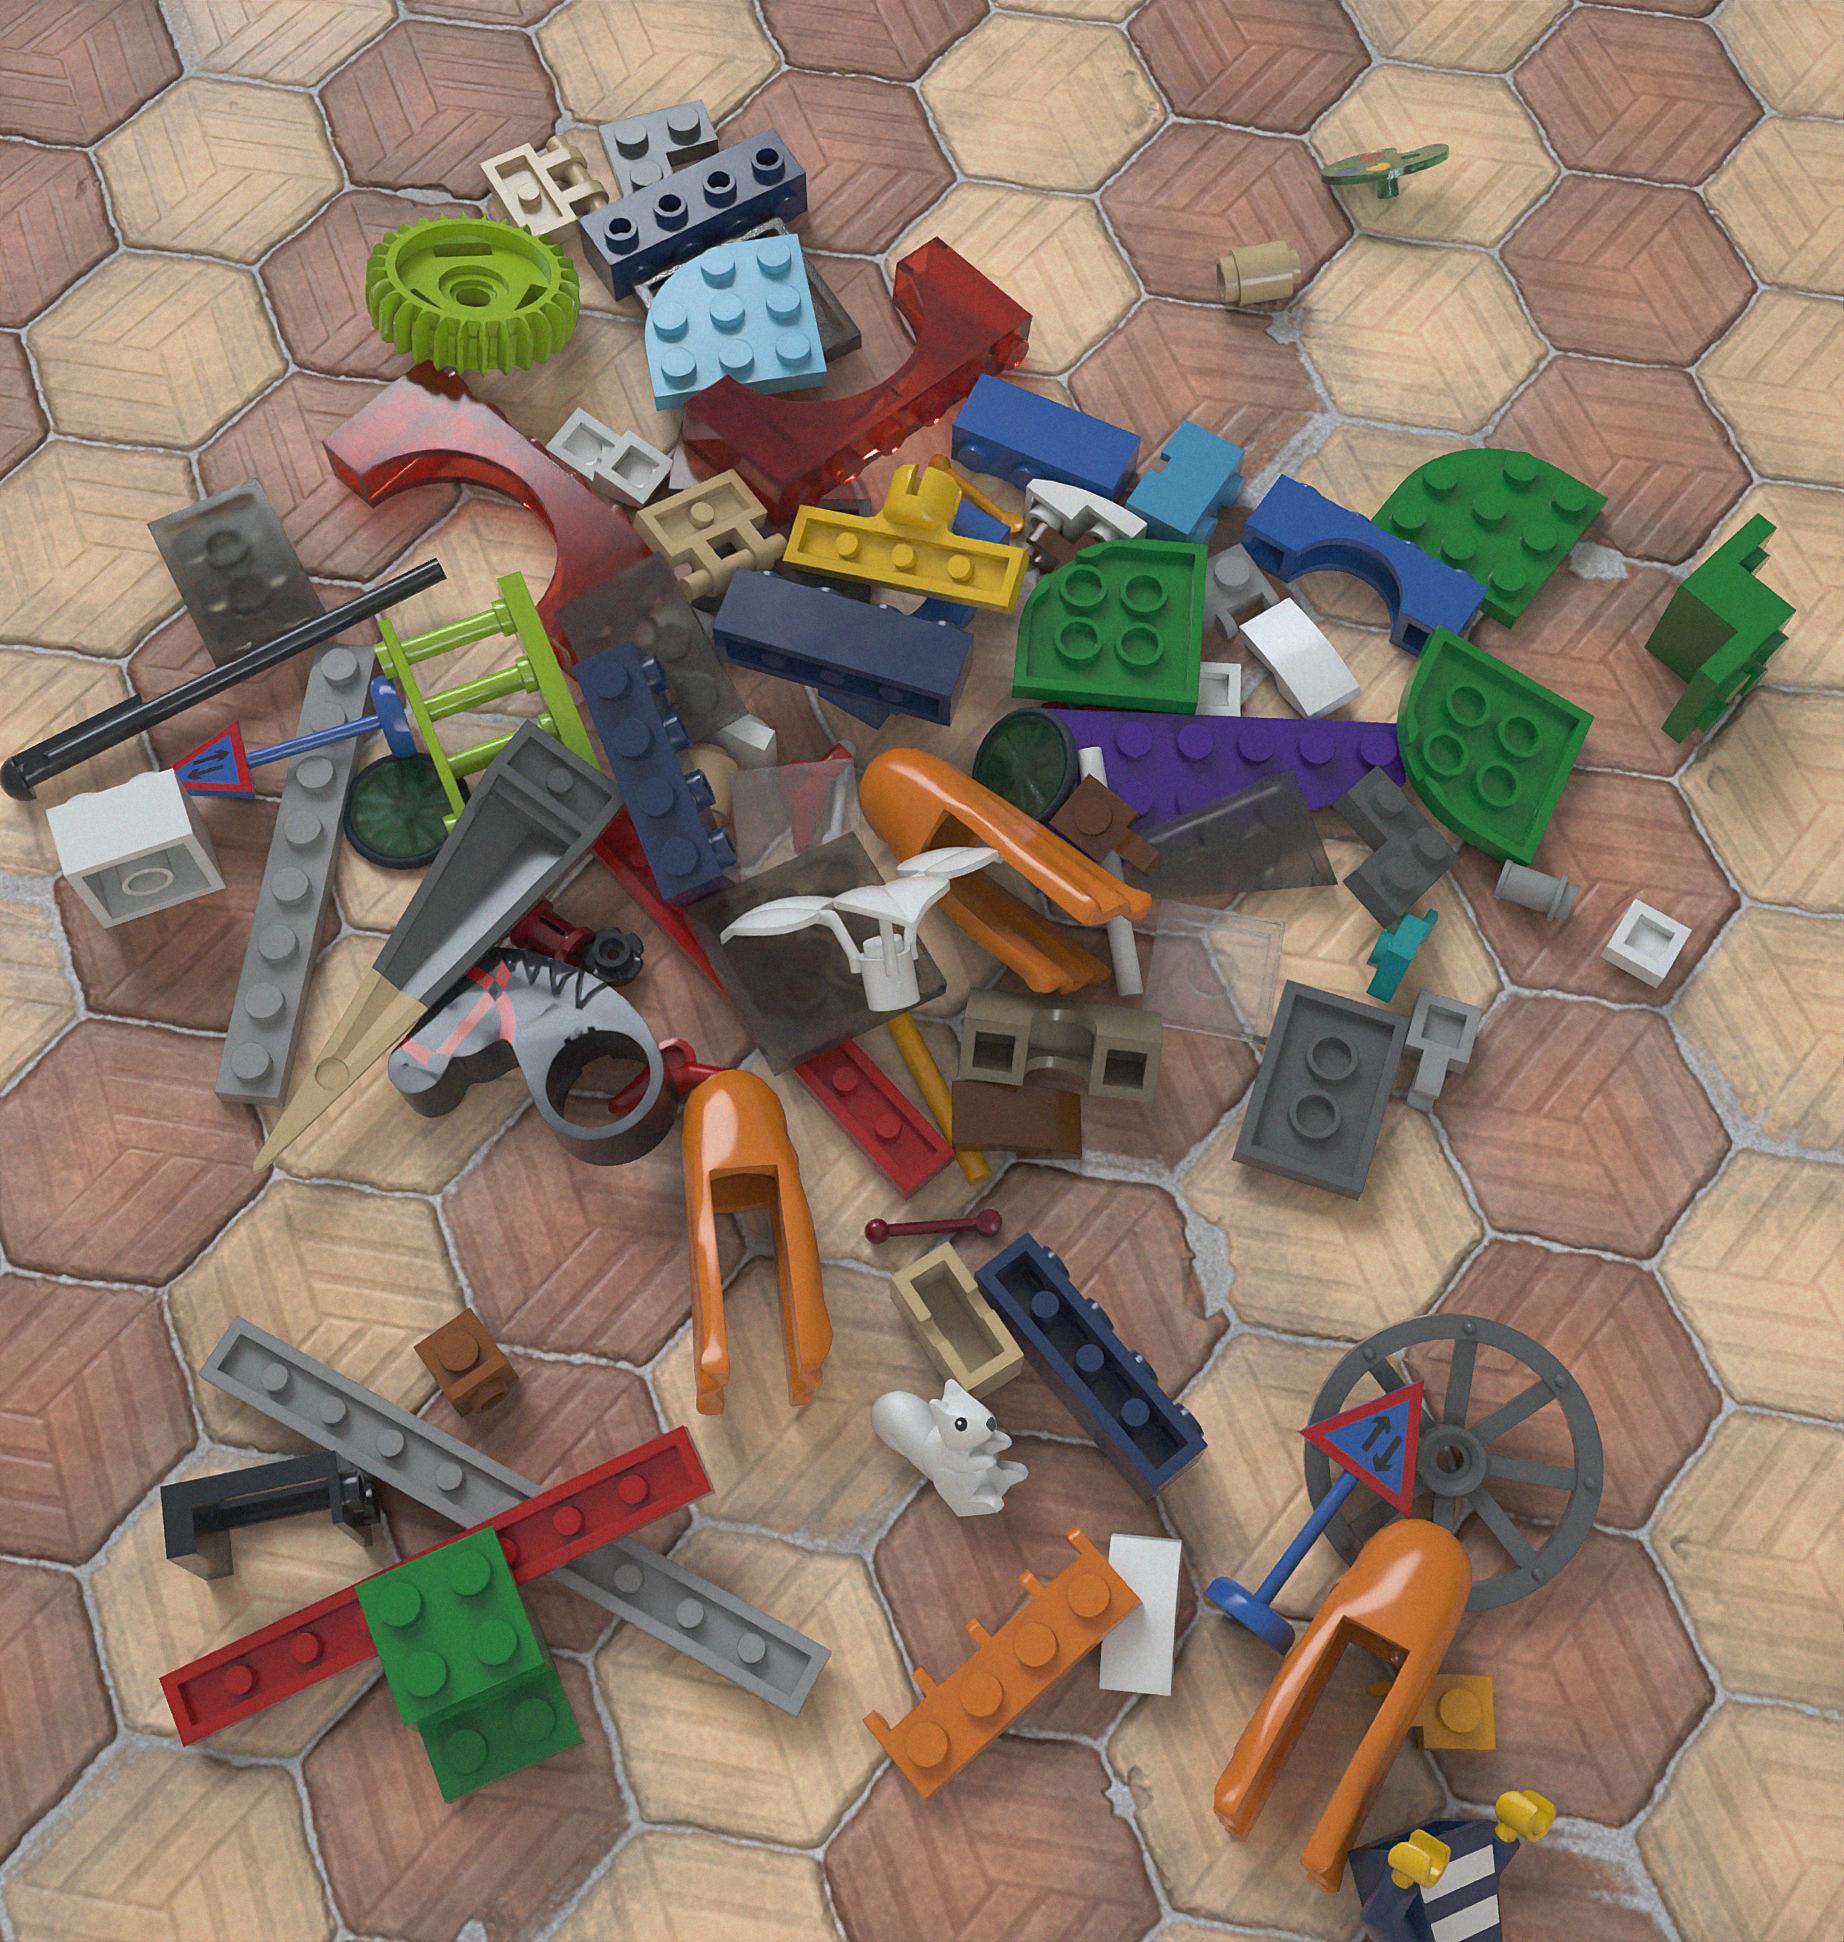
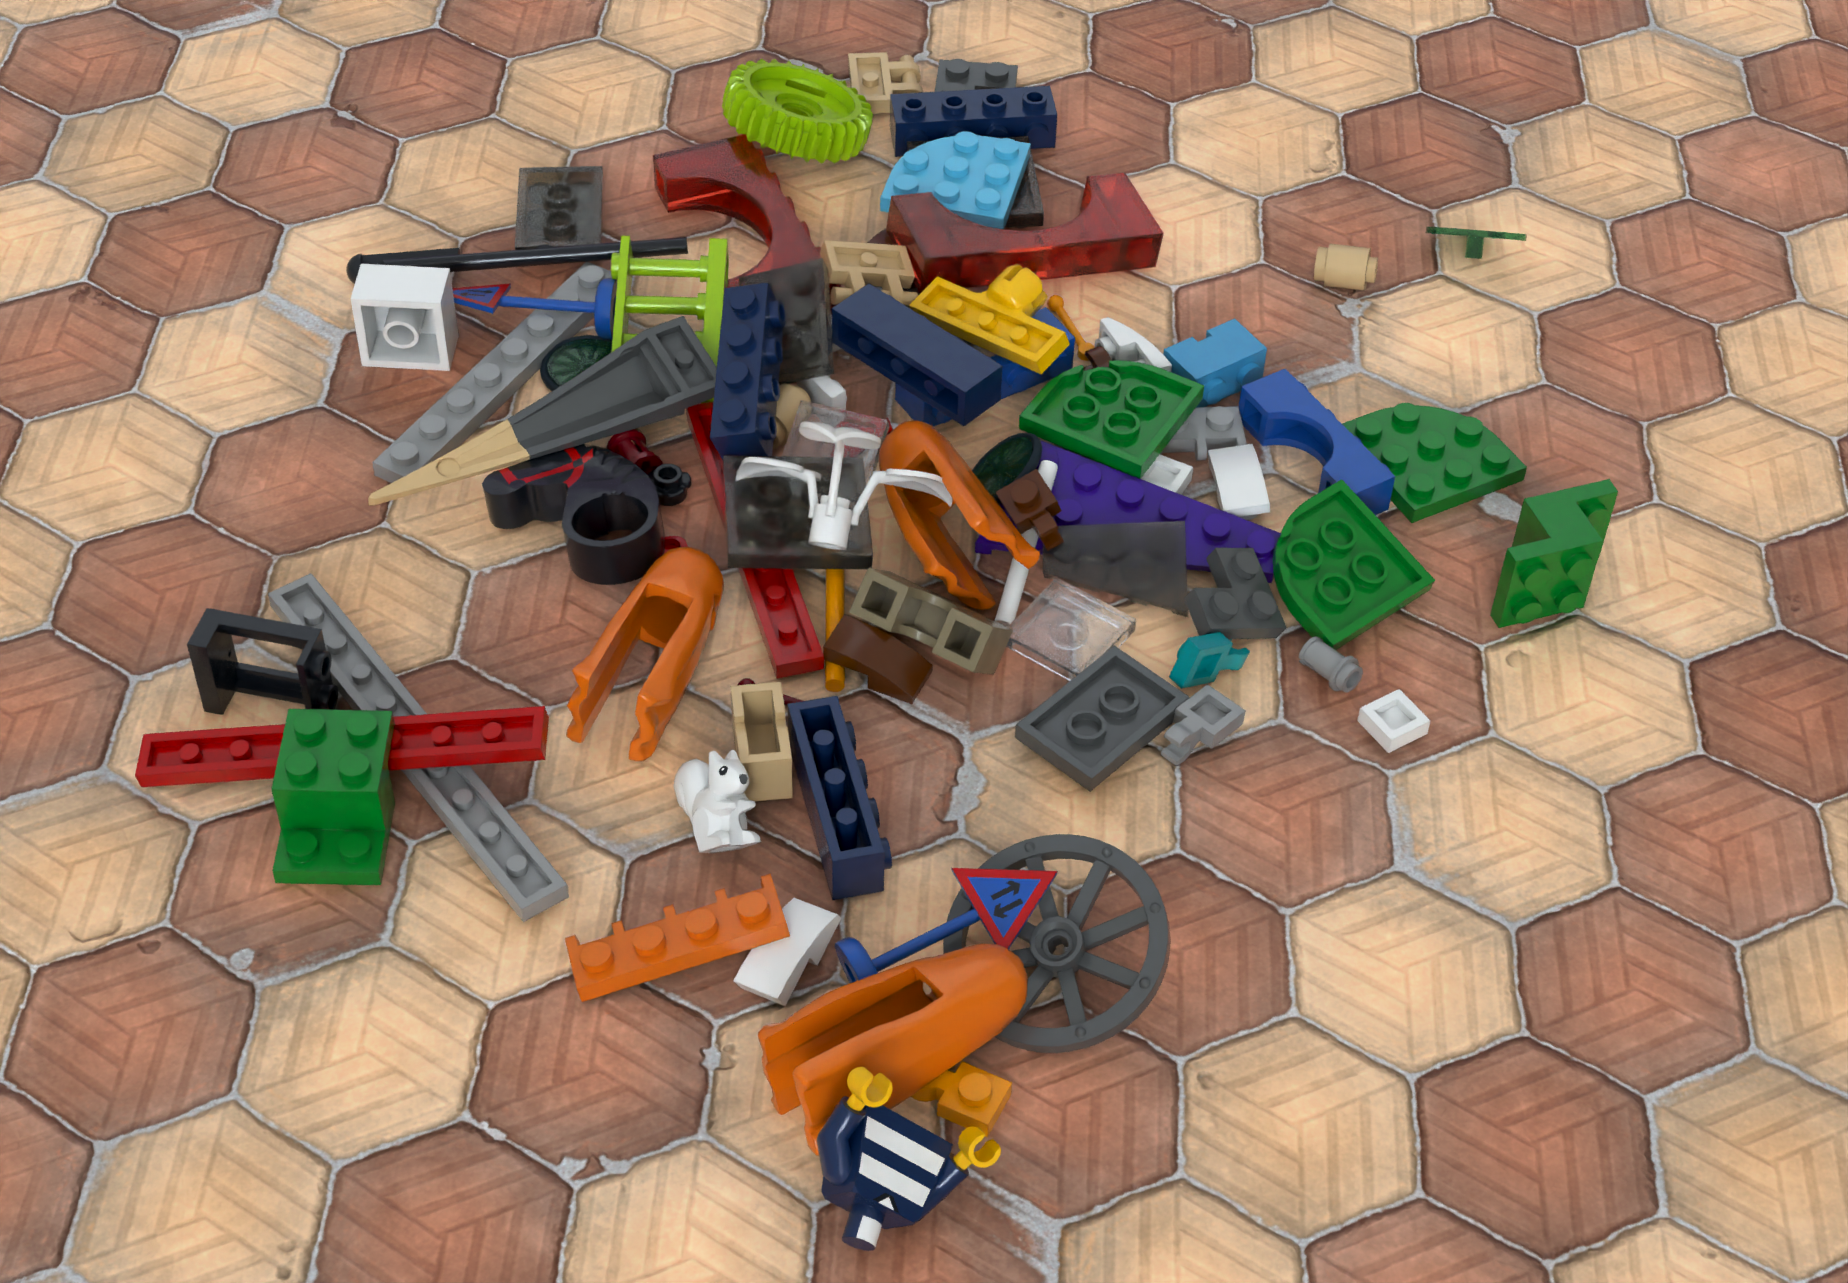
camera: 25 degrees right, 20 degrees down
(467, 1364) = (436, 657): dark orange bracket -> none
(610, 464) = (829, 222): white slope -> none
(1032, 437) = (1118, 292): blue brick -> none

